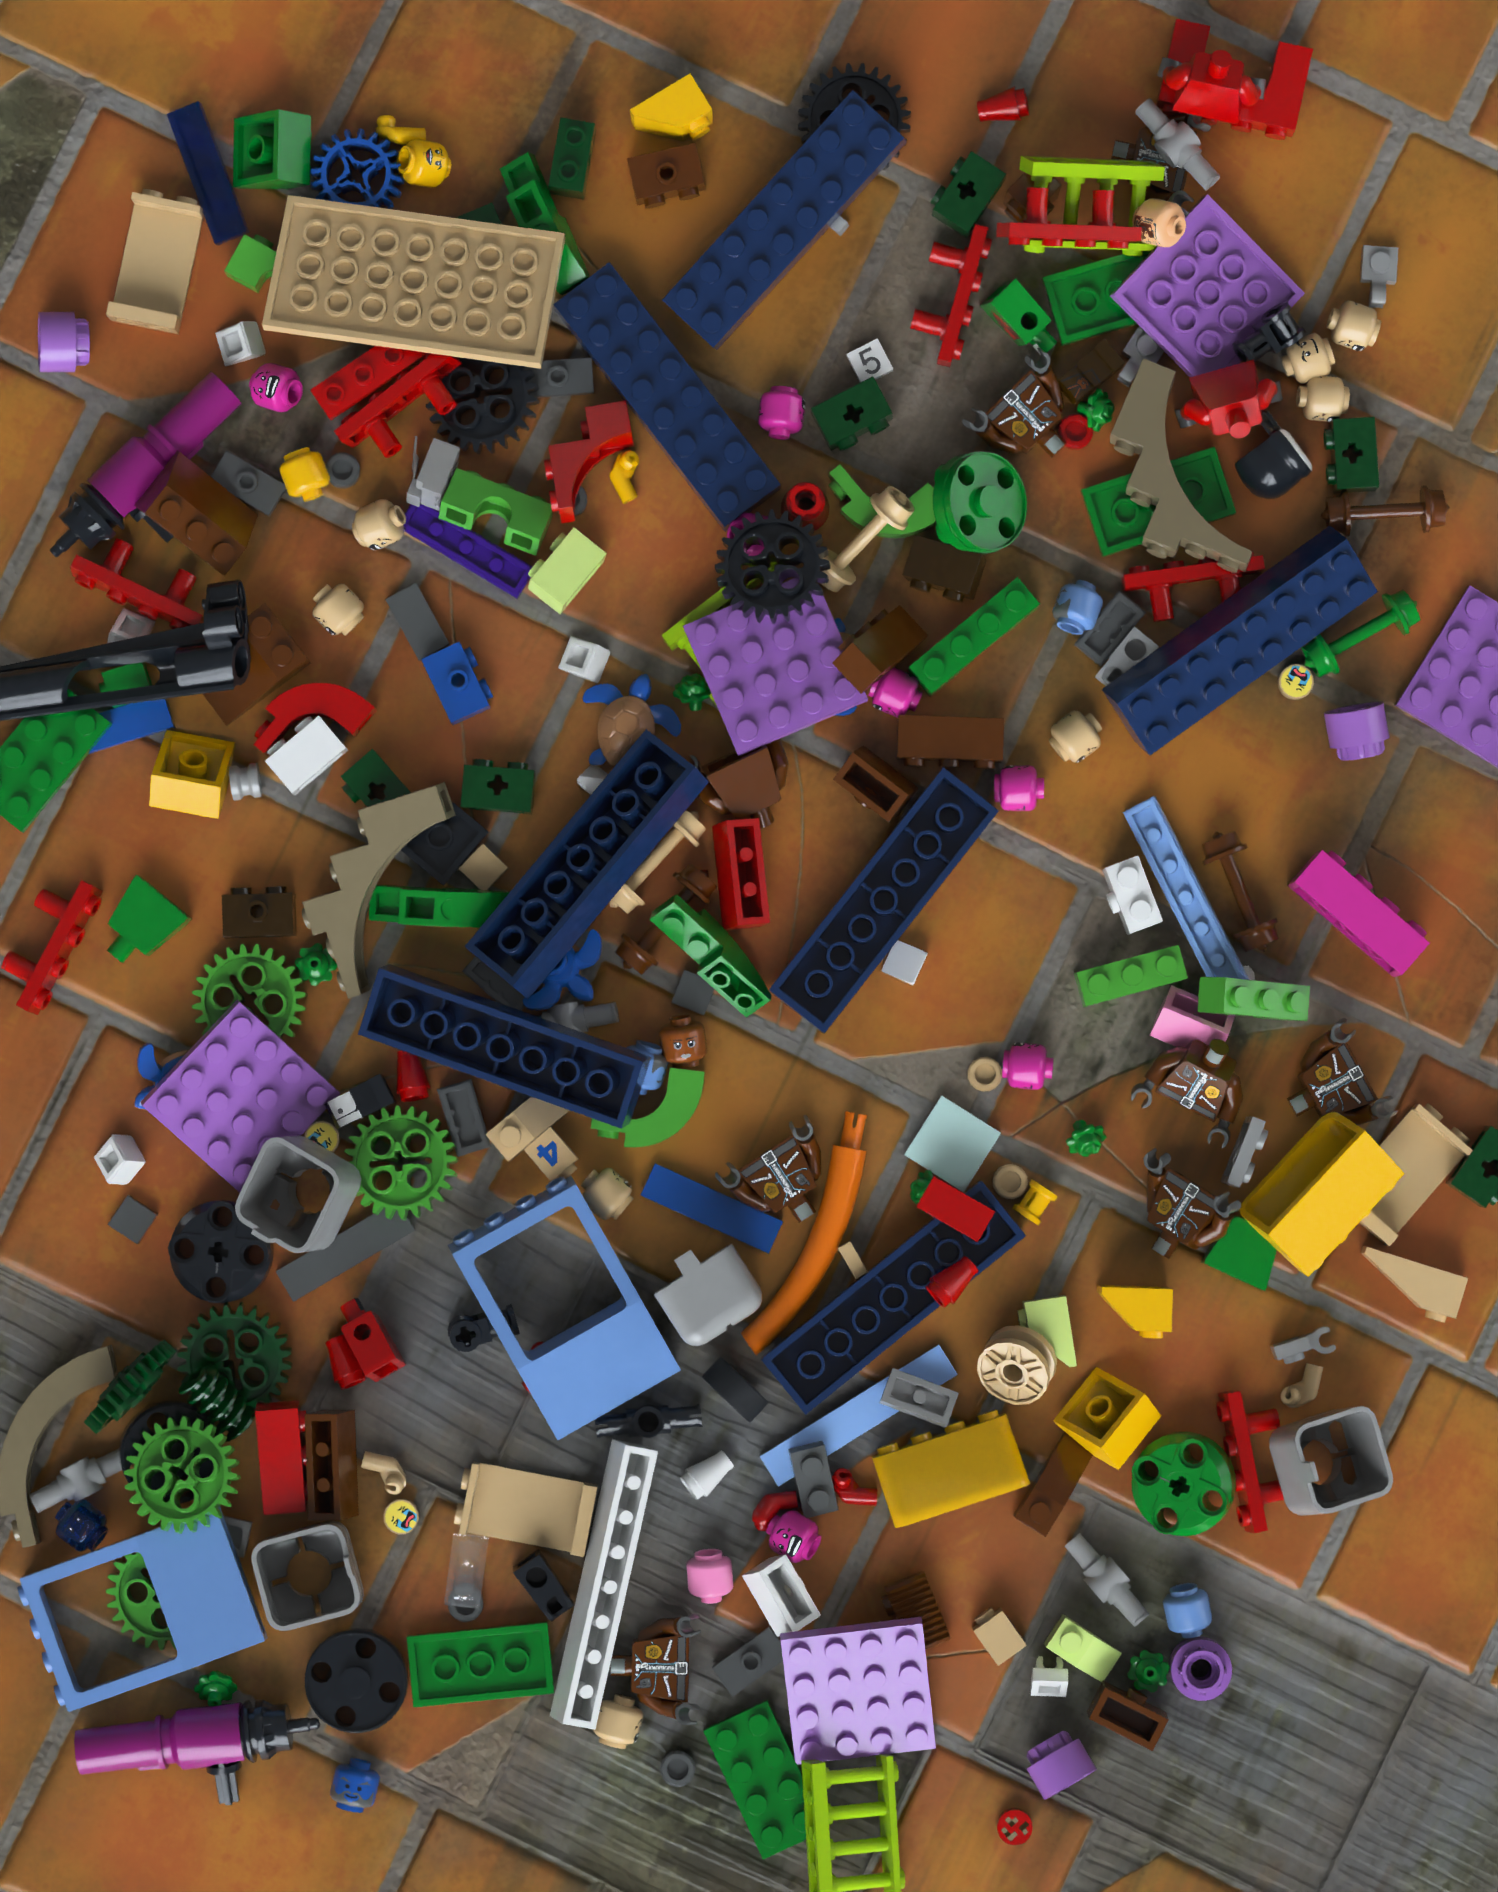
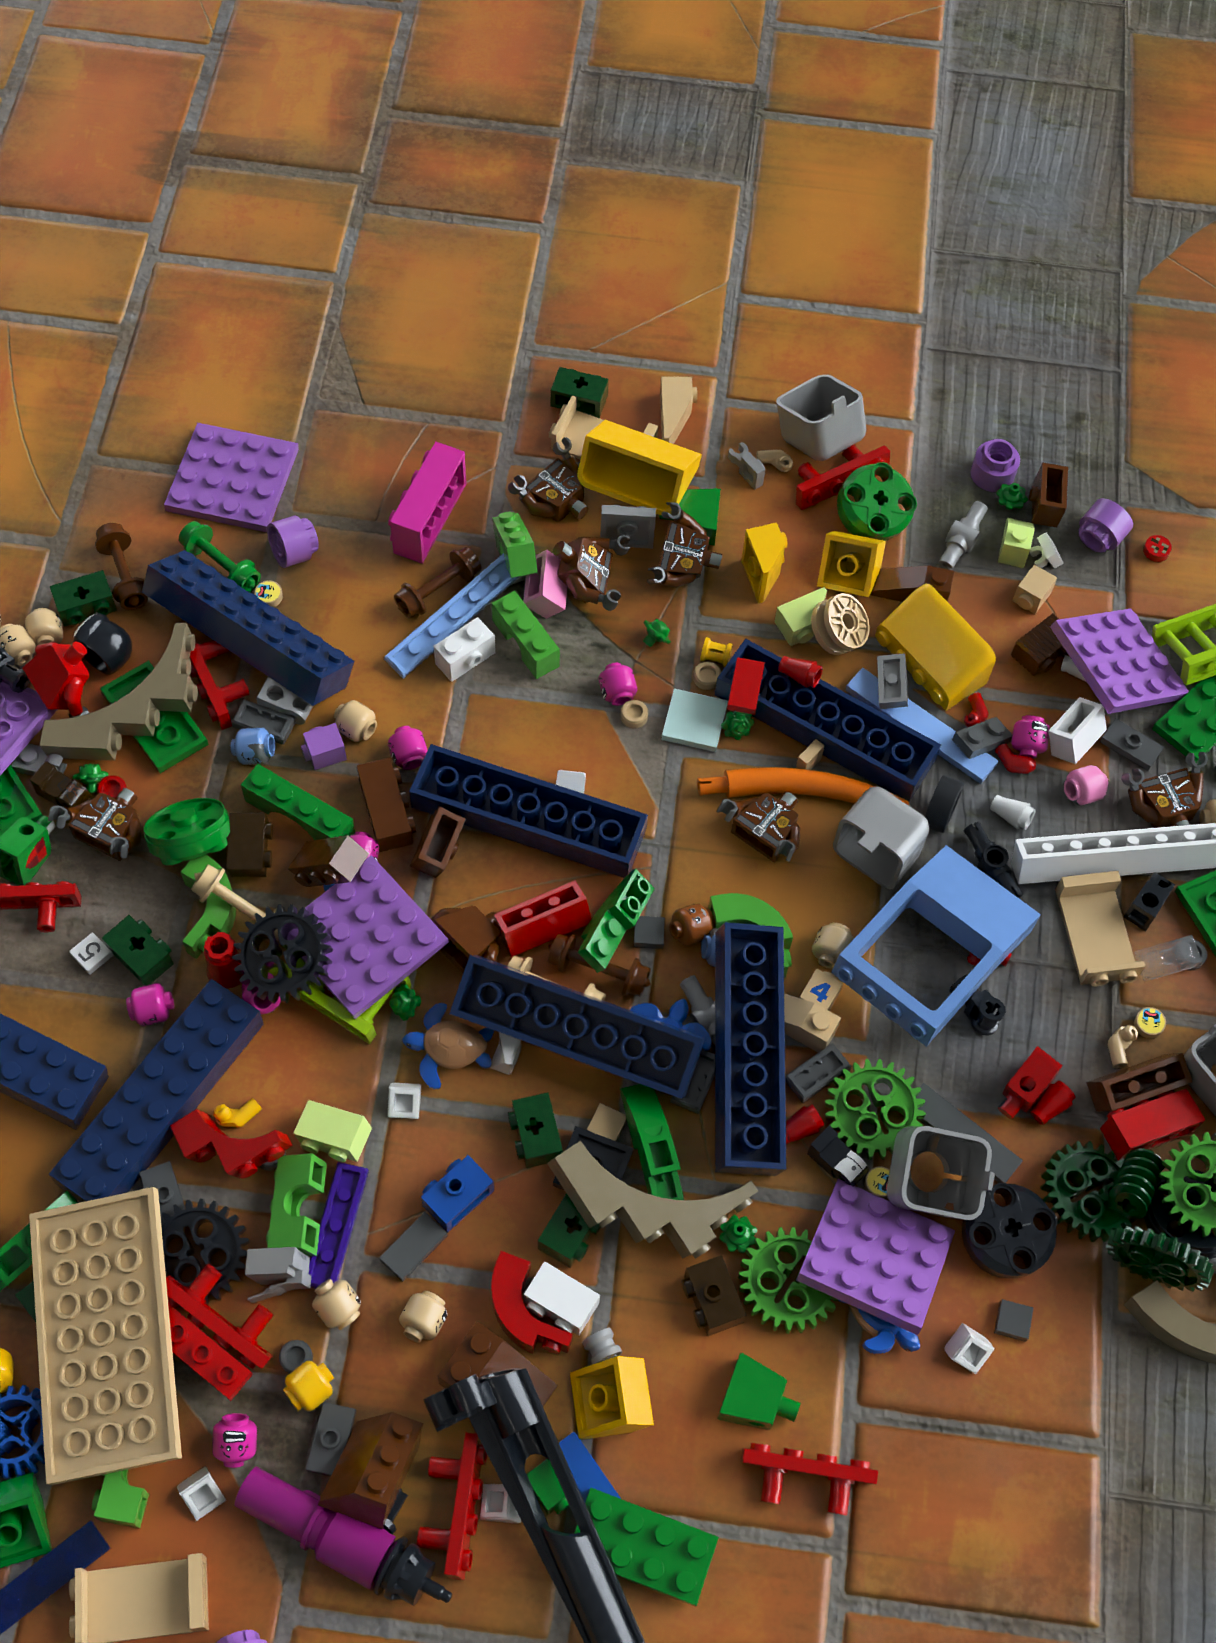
camera: 115 degrees left, 25 degrees down
(711, 1208) = (811, 870): blue tile -> none
(1052, 689) = (323, 746): none -> medium lavender brick
(1187, 1610) = (959, 482): medium blue head -> none

